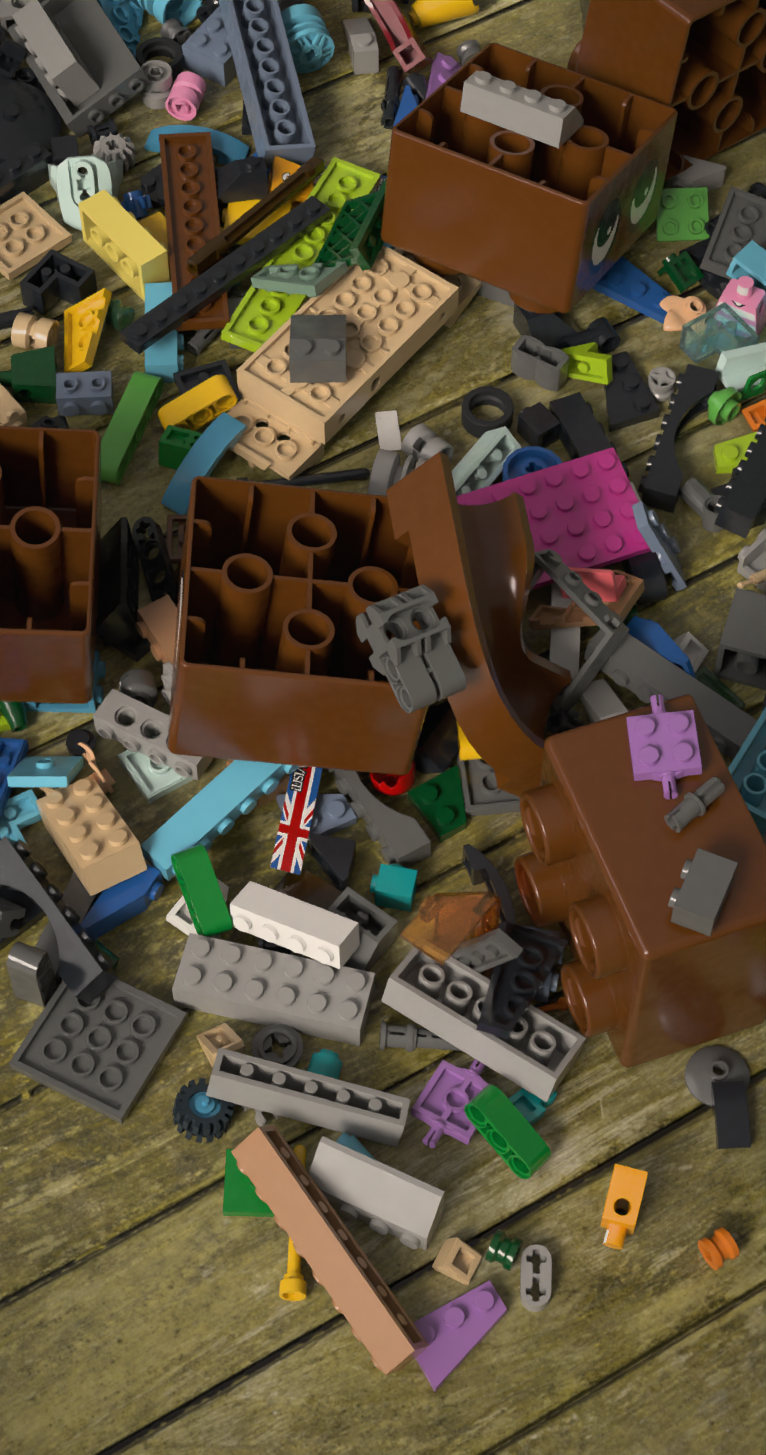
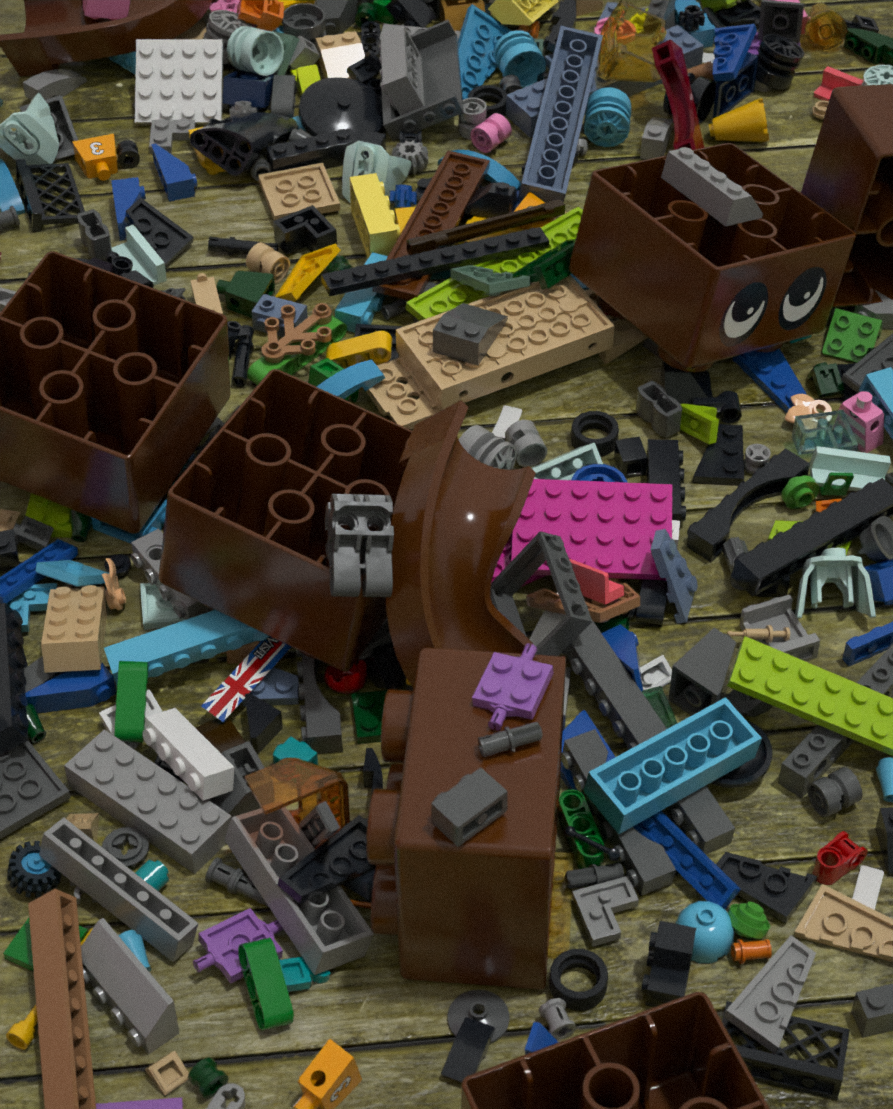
camera: 25 degrees right, 10 degrees down
(113, 434) = (275, 350): none -> medium nougat plant

